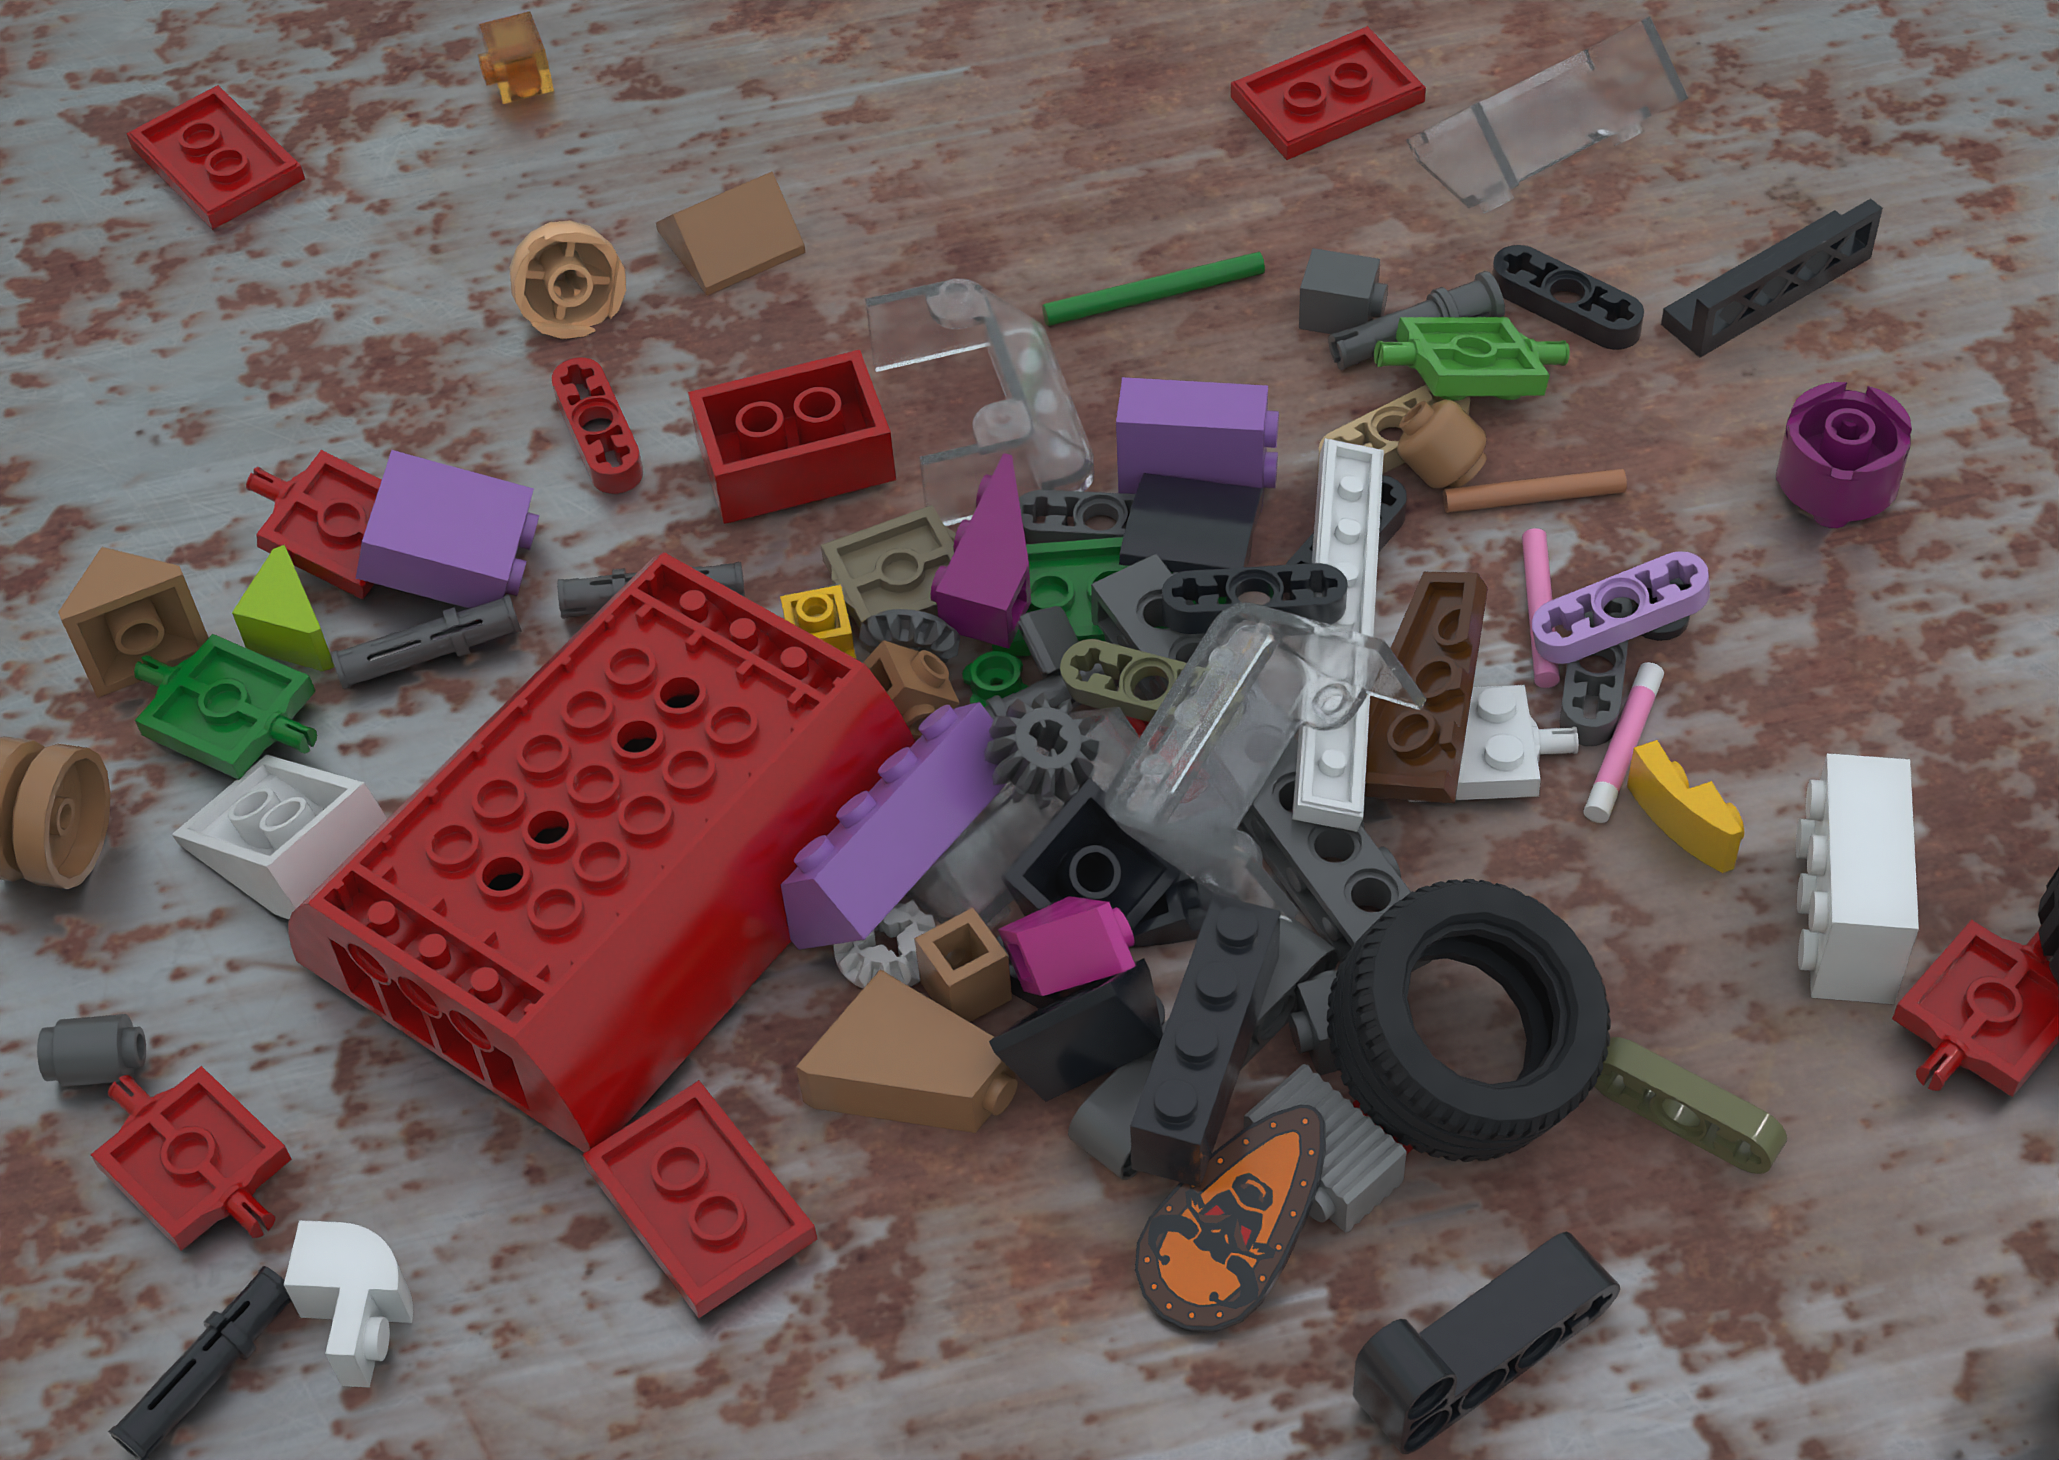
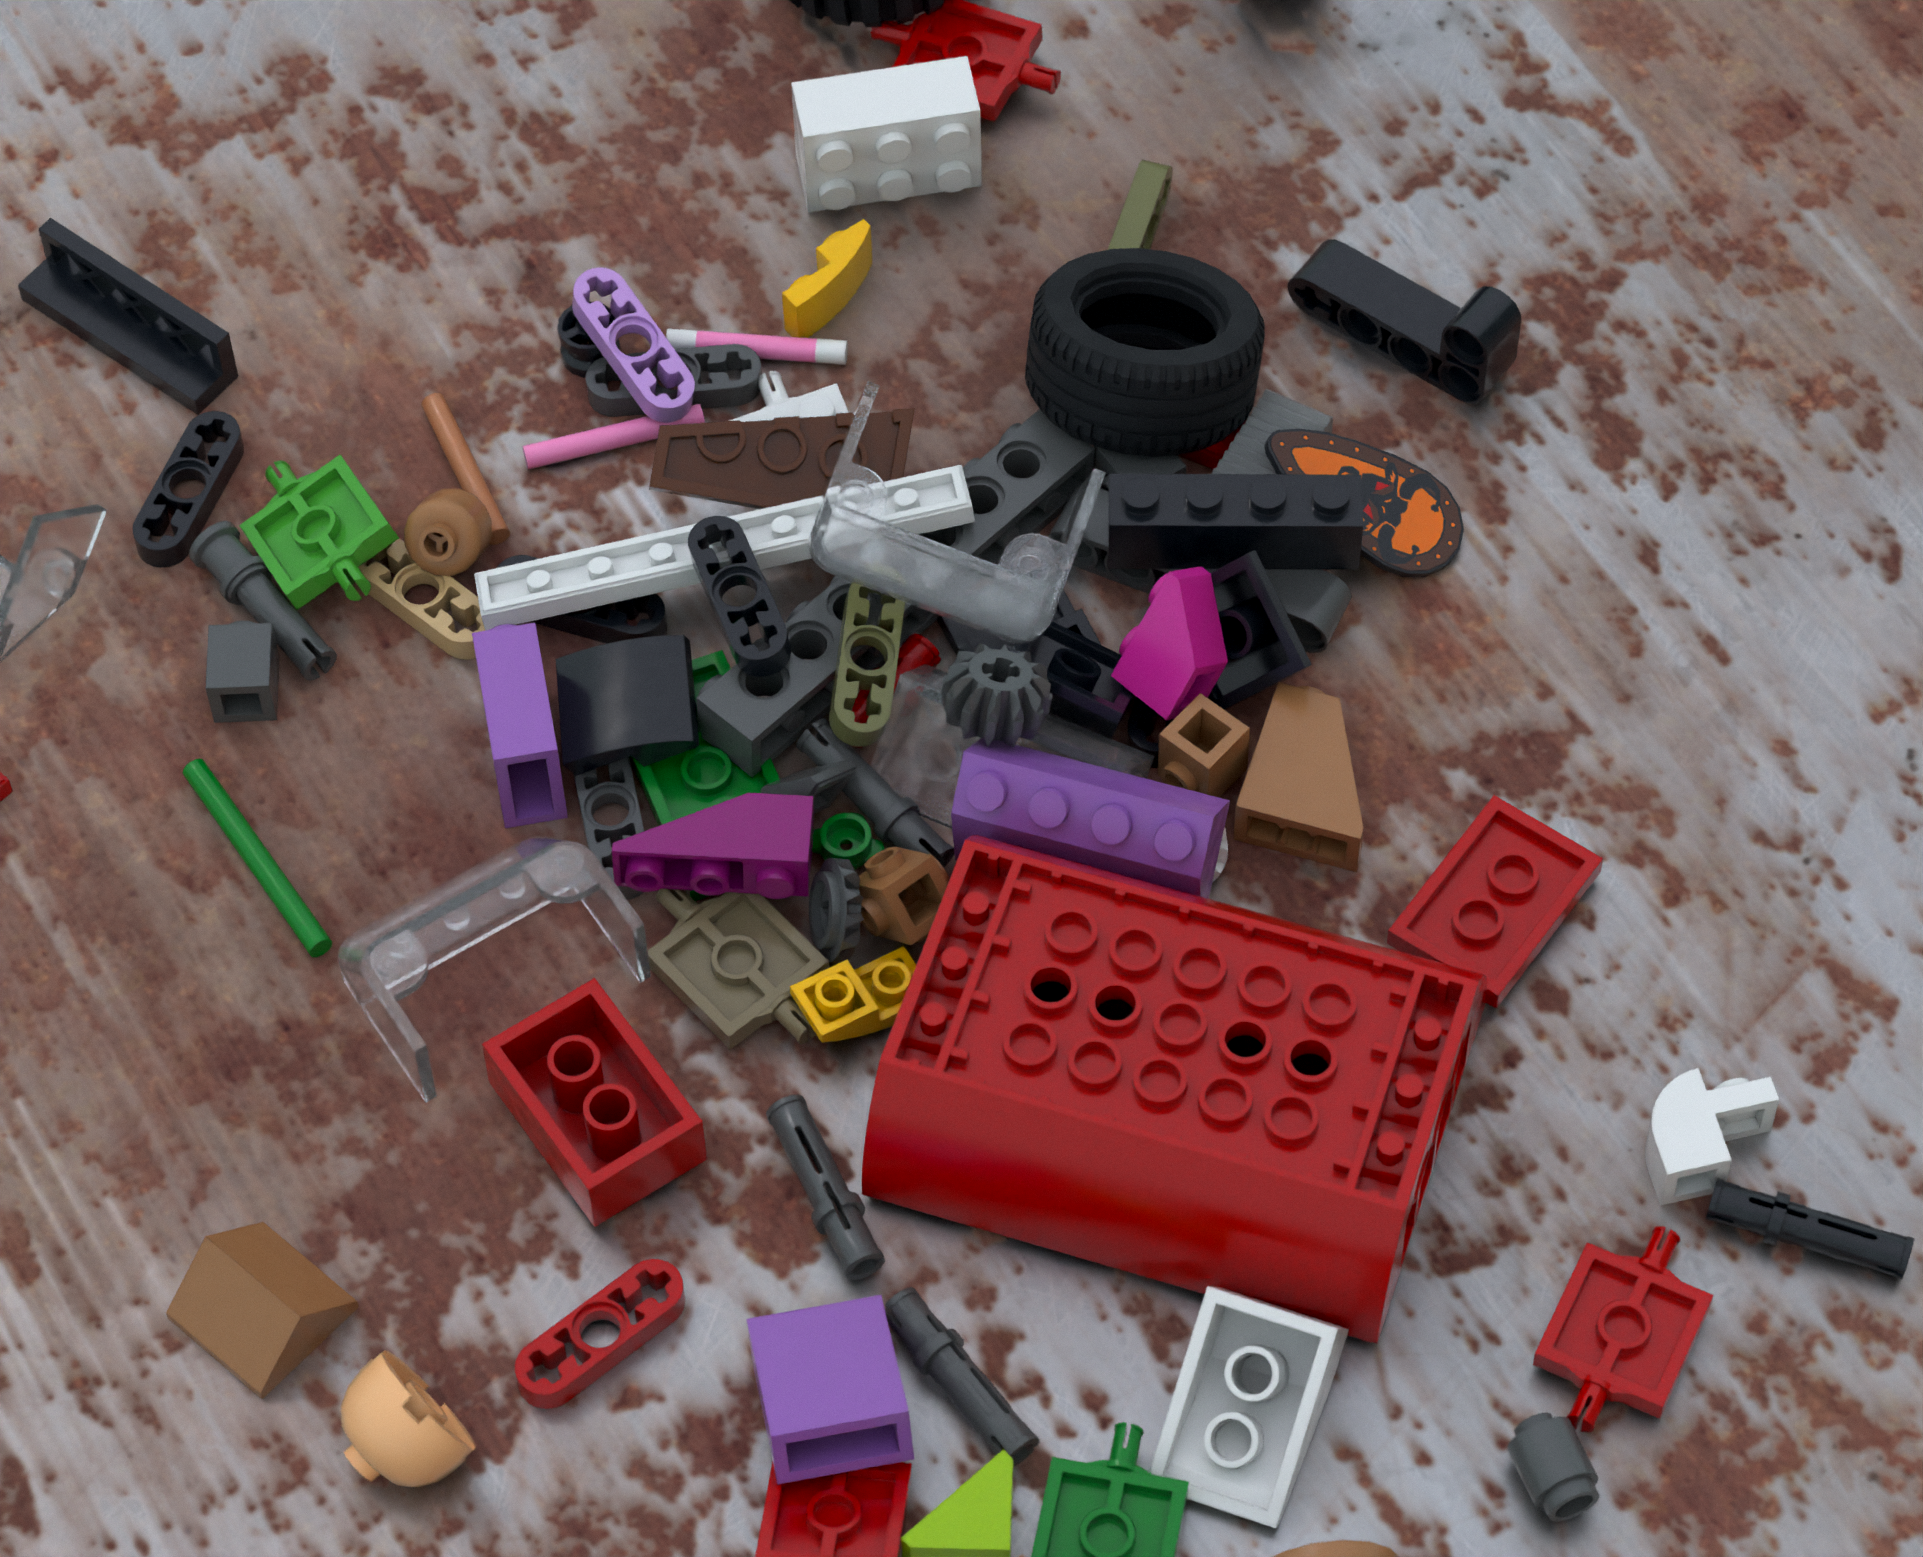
camera: 110 degrees left, 5 degrees up
(1844, 453) = (378, 219): magenta brick -> none

